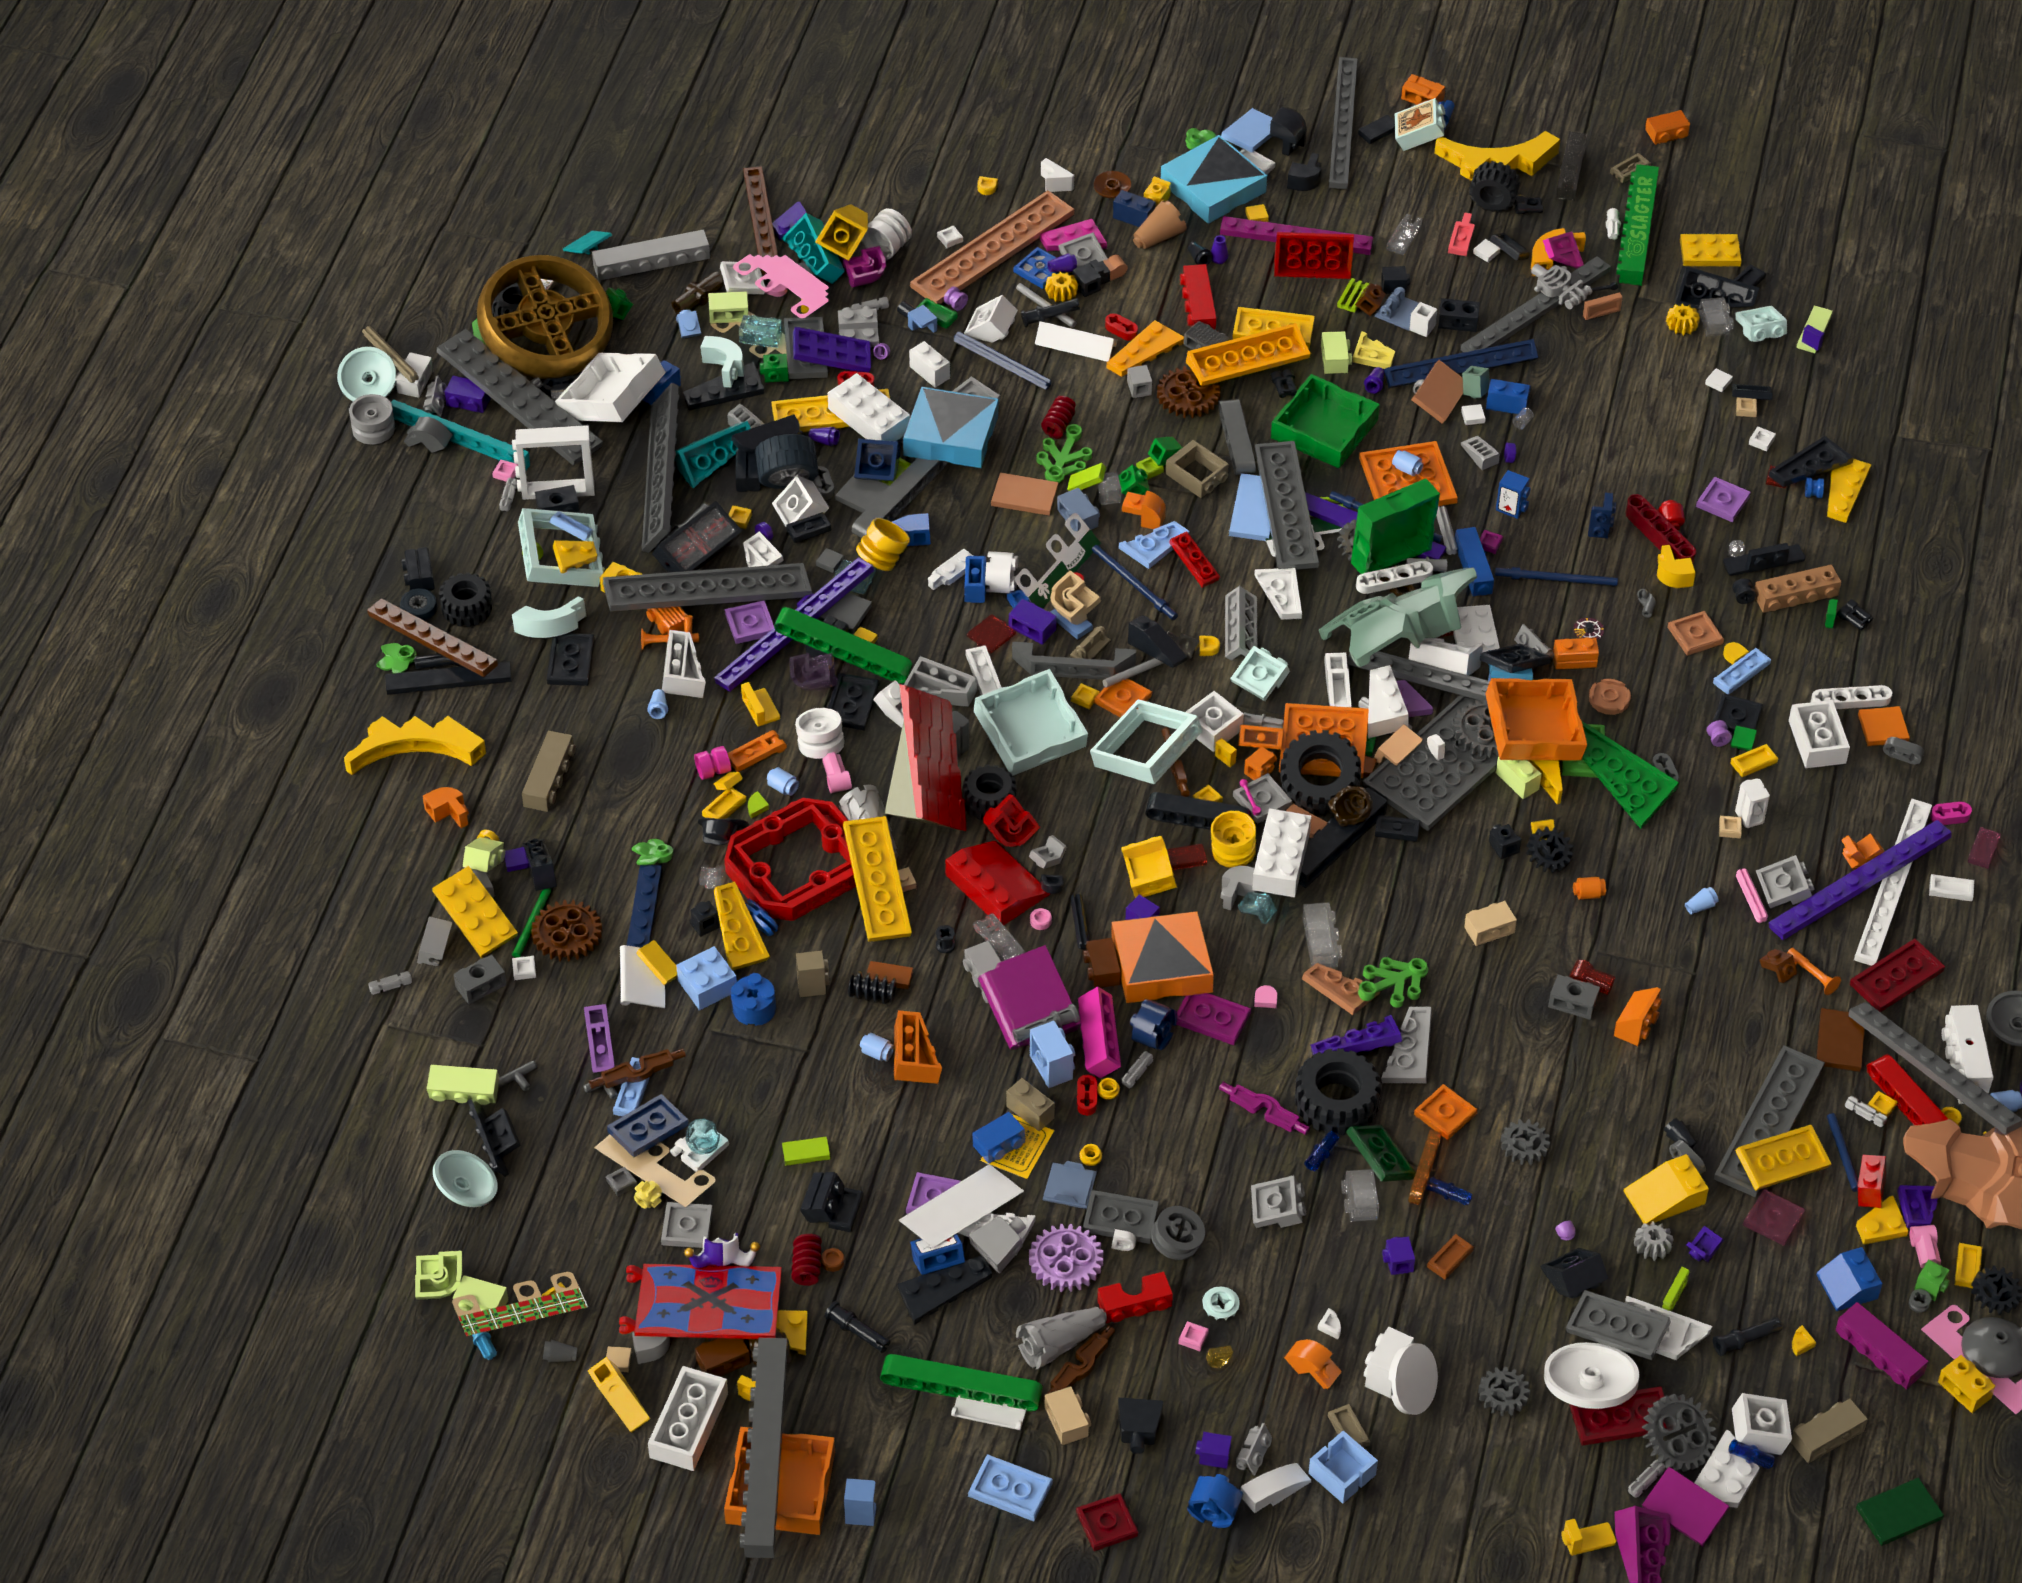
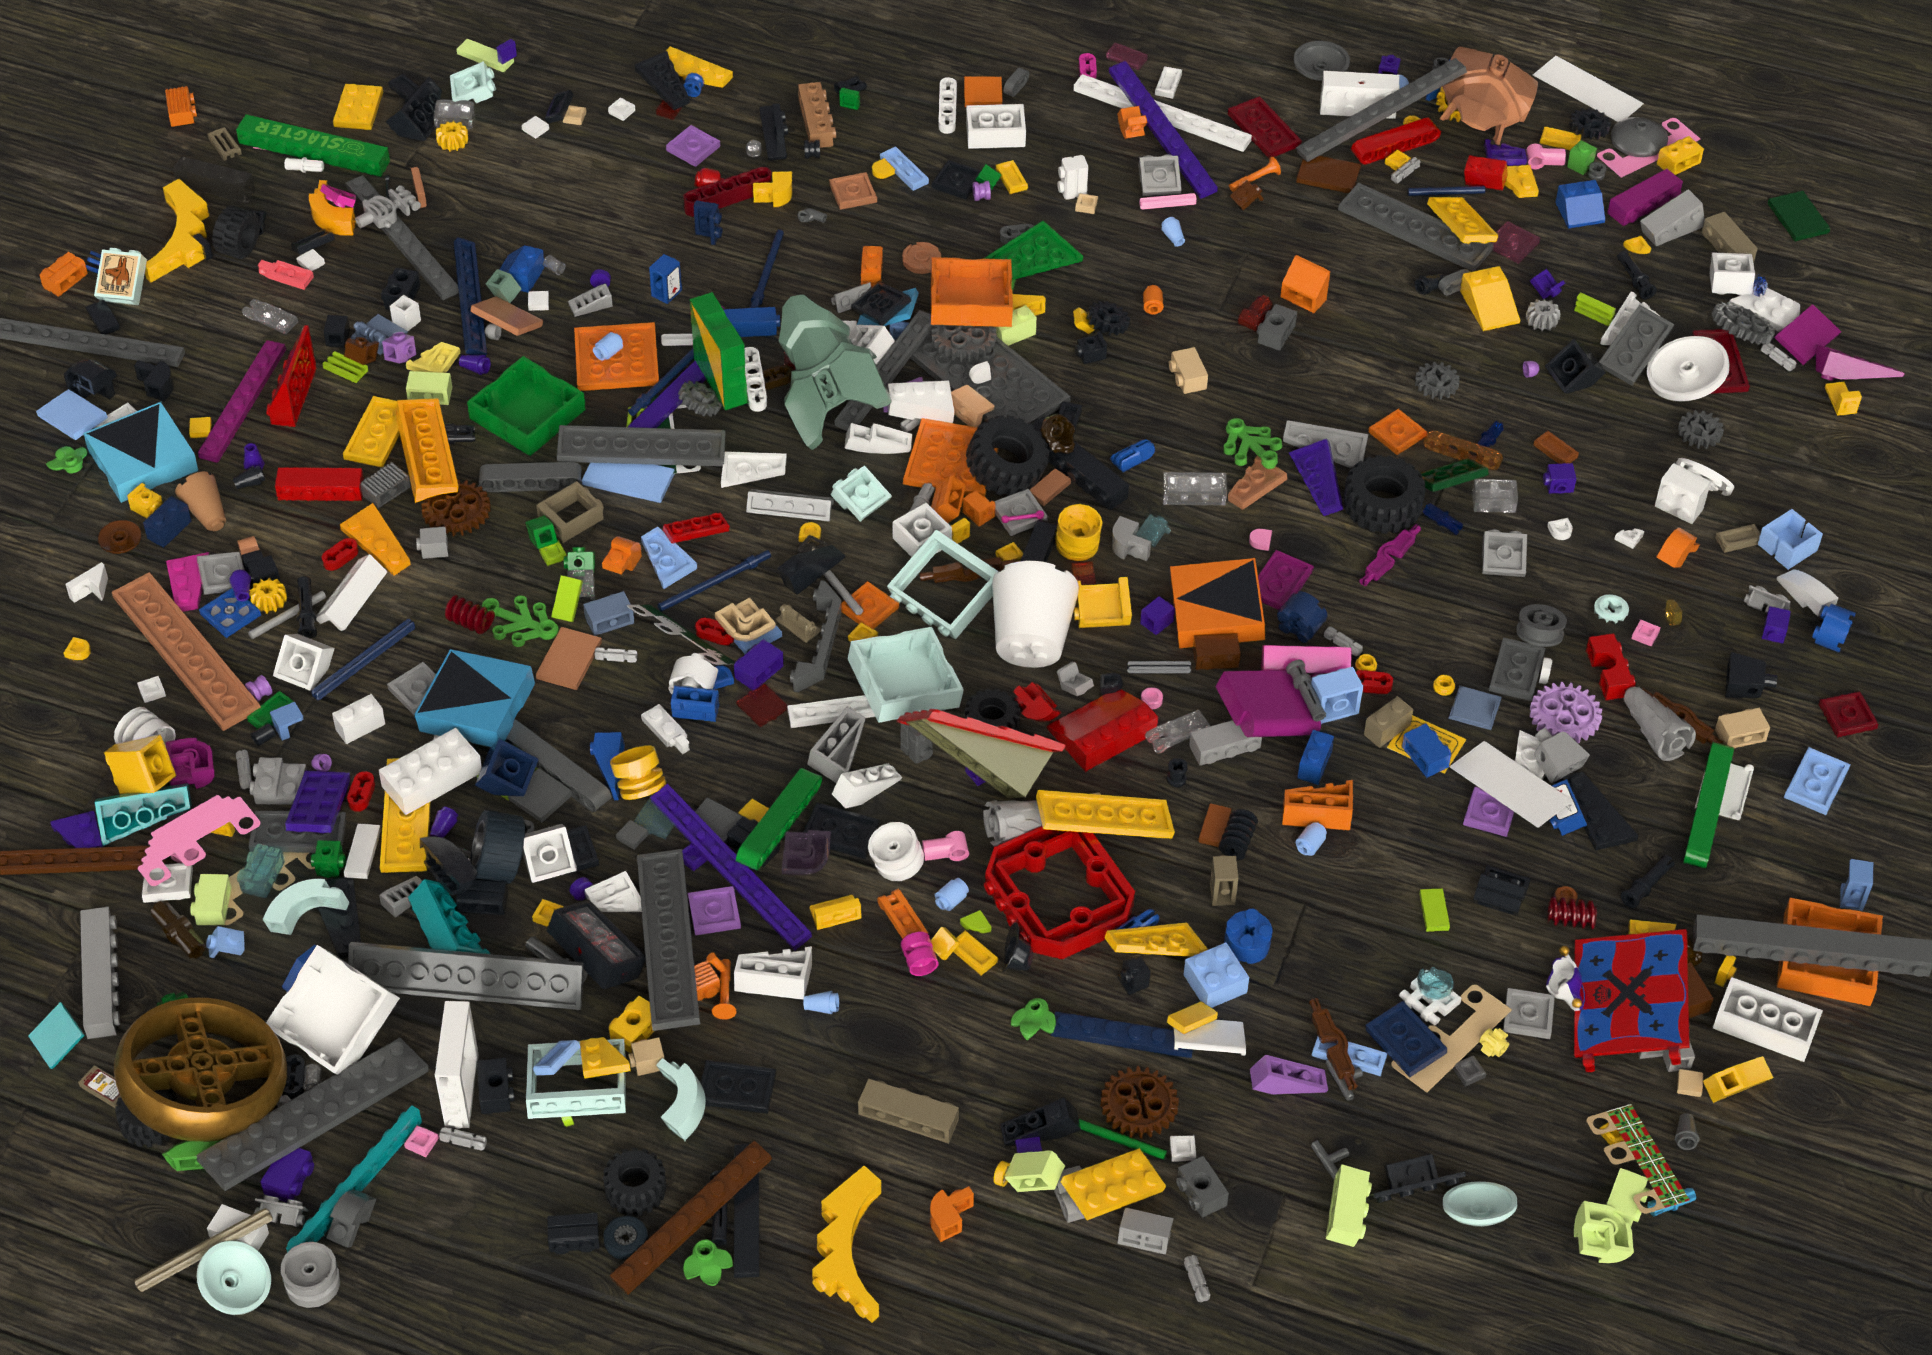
camera: 85 degrees left, 0 degrees up
(593, 595) = (646, 1056): none -> tan brick
(711, 876) = (1086, 957): clear plate -> none
(787, 389) = (362, 851): none -> white tile
(977, 1046) = (1315, 757): none -> blue brick
(1033, 524) = (615, 654): none -> light grey axle
(1103, 800) = (1032, 612): none -> white cone
(1281, 852) = (1110, 491): white brick -> none
(1331, 1260) = (1560, 529): none -> white tile
(1357, 883) = (1133, 455): none -> blue arm
(1378, 322) = (399, 347): none -> medium lavender brick
(1588, 628) = (833, 261): piece -> none
(1845, 1371) = (1674, 219): none -> light grey wedge

